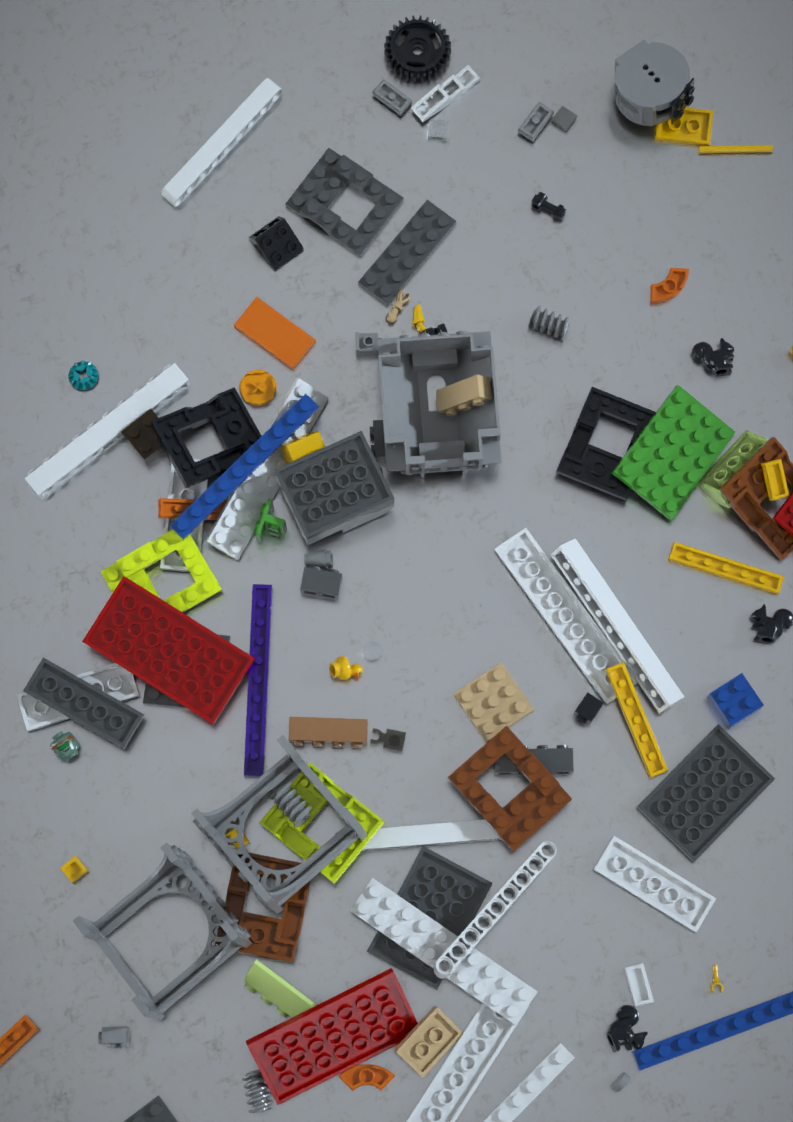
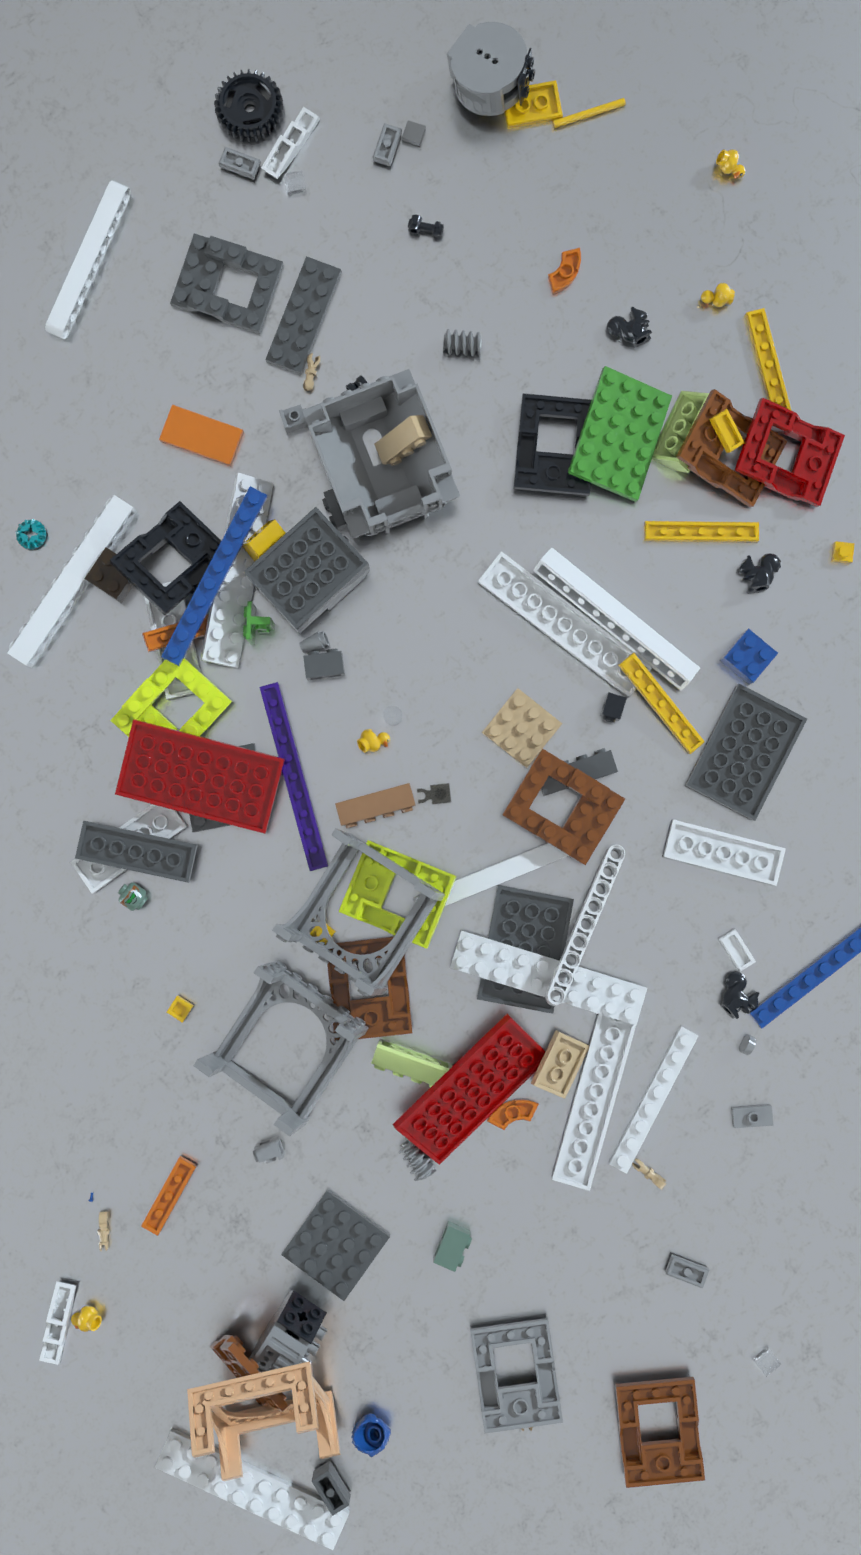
camera: 10 degrees left, 10 degrees up
(258, 388) = (203, 494): light orange tile -> none
(277, 242) = (174, 344): black bracket -> none
(291, 805) = (363, 887): light grey piece -> none
(418, 319) = (335, 378): yellow bar -> none
(716, 979) = (807, 925): yellow hand -> none

